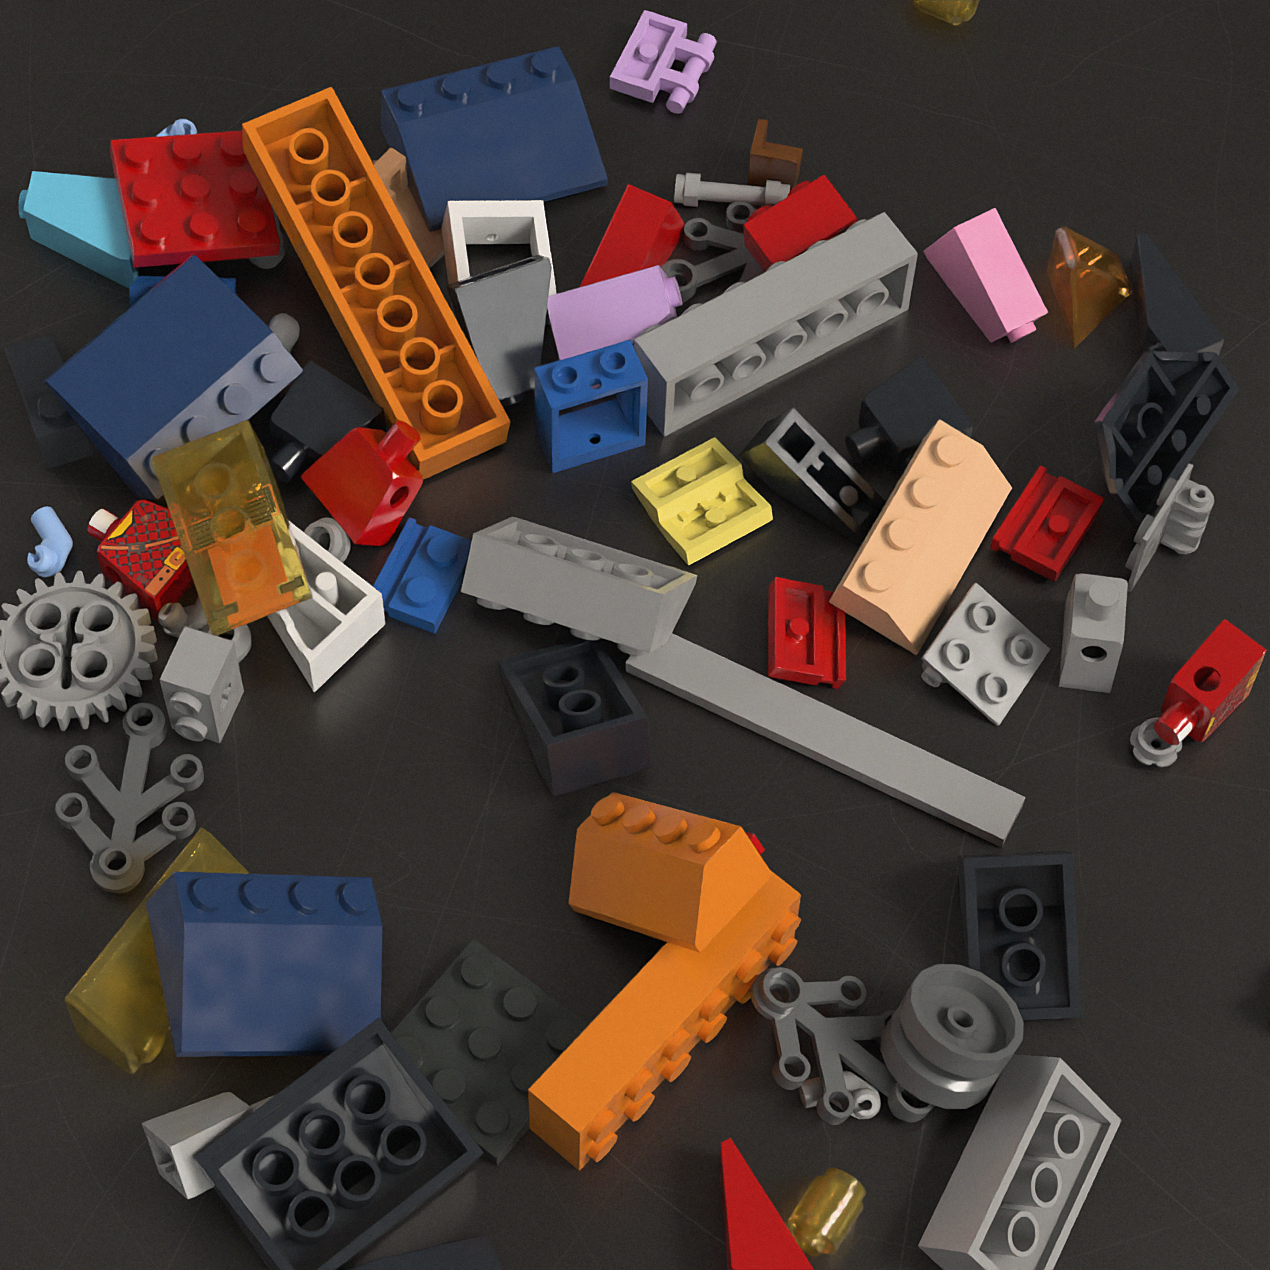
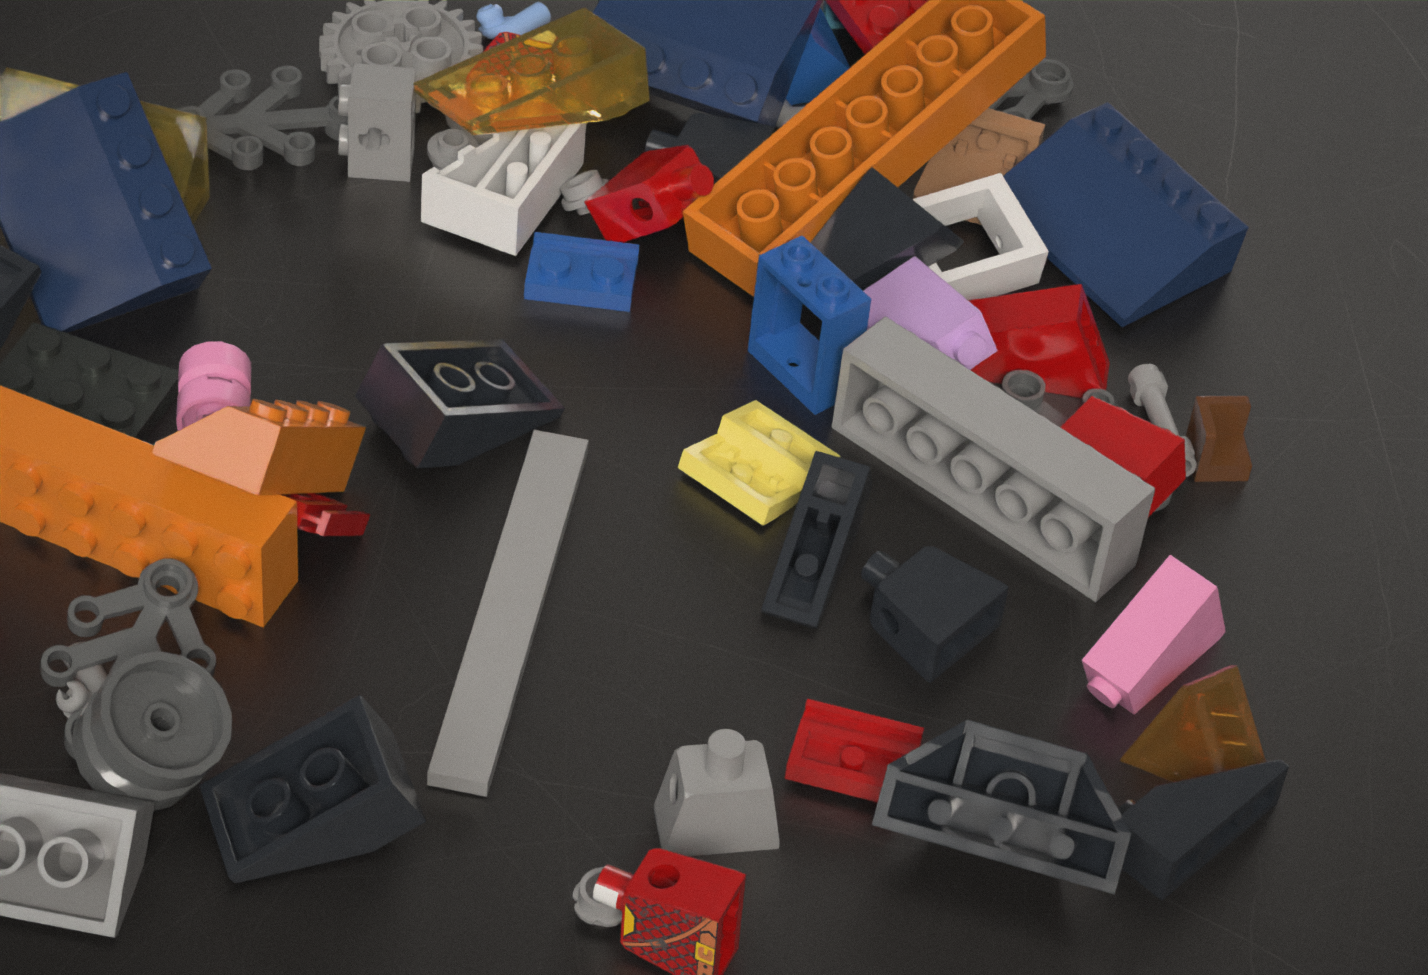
camera: 70 degrees right, 15 degrees down
(524, 913) = (211, 379): none -> bright pink wheel
(576, 584) = (606, 368): light grey slope -> none
(649, 56) = (1301, 324): lavender plate -> none
(805, 634) = (625, 565): red plate -> none
(923, 538) = (770, 622): light nougat slope -> none
(984, 654) = (651, 711): light grey hinge -> none
(1176, 523) = (876, 838): light grey hinge -> none

